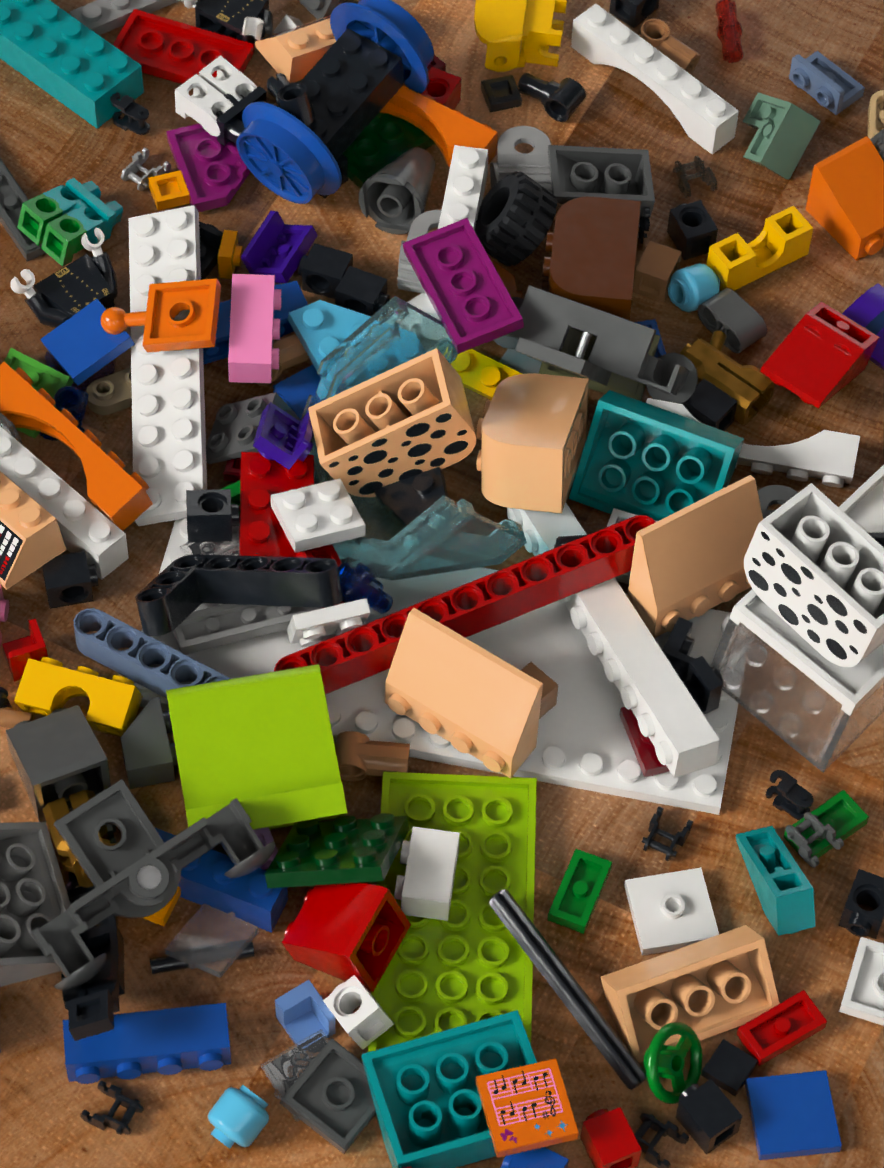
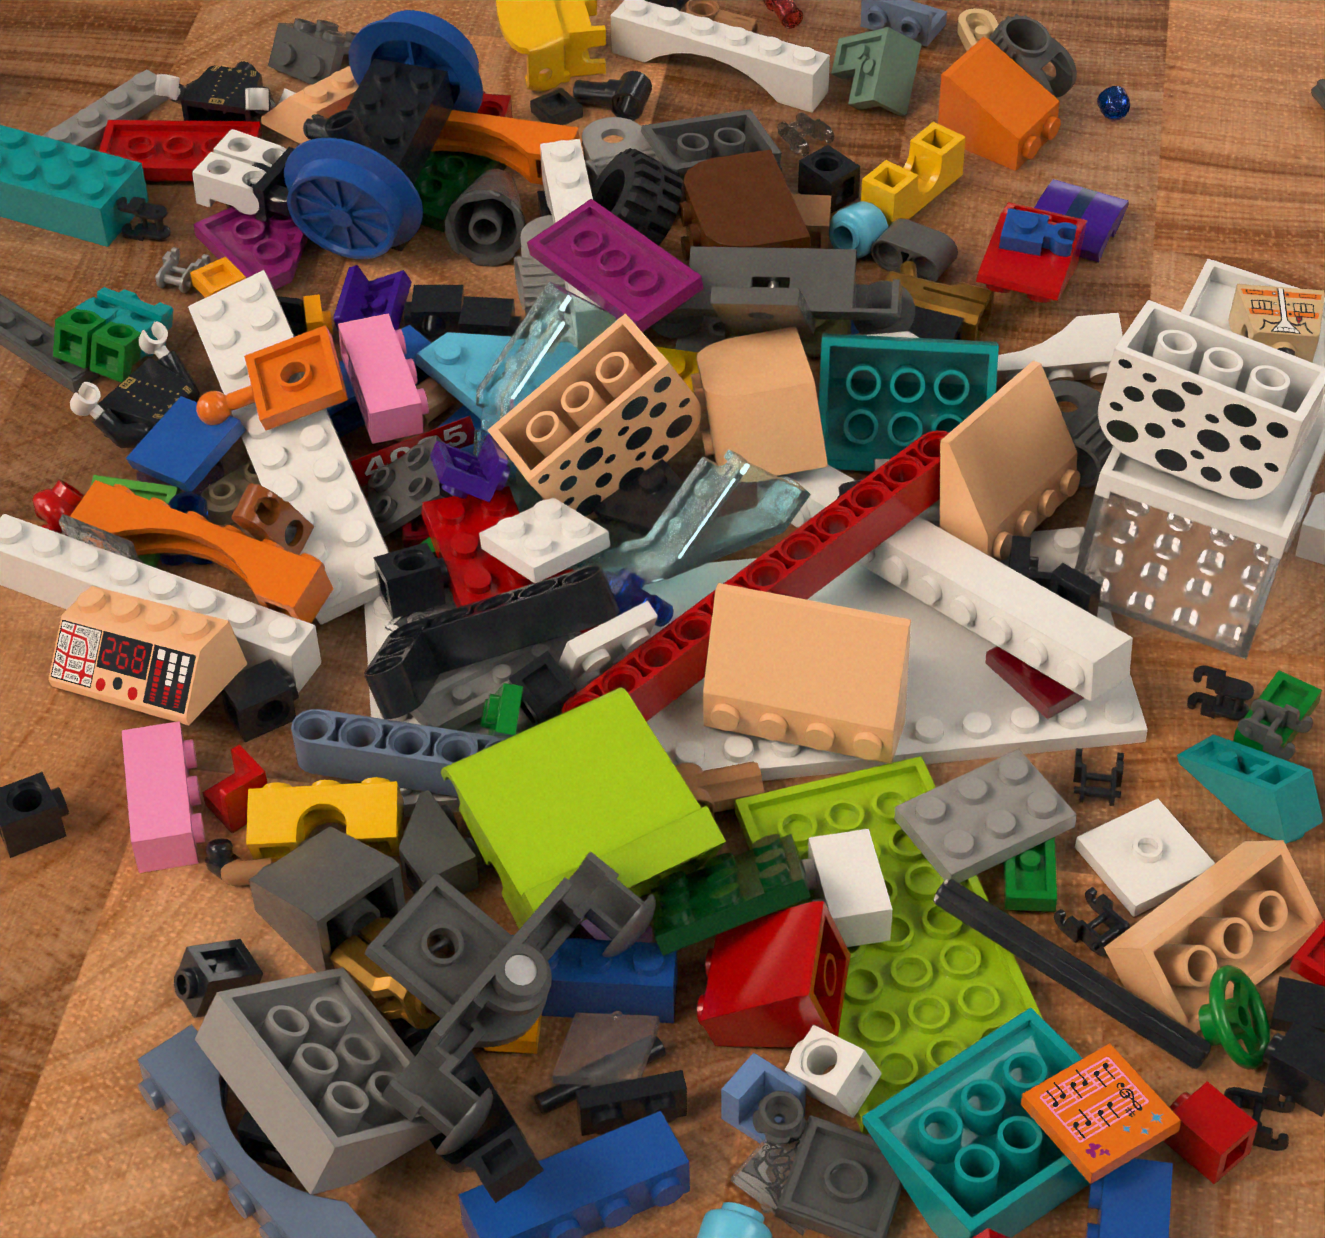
camera: 15 degrees left, 10 degrees down
(119, 436) = (267, 517): none -> dark orange leg
(196, 987) = (623, 1102): none -> black plate
(229, 654) = (502, 711): none -> green plate
(268, 642) = (544, 688): none -> black brick
(289, 395) = (456, 434): none -> red sticker
(309, 1023) = (780, 1105): none -> dark grey plate
(559, 844) = (985, 817): none -> light grey plate
(595, 955) = (1085, 932): none -> black piece
(821, 340) = (1031, 232): none -> blue plate

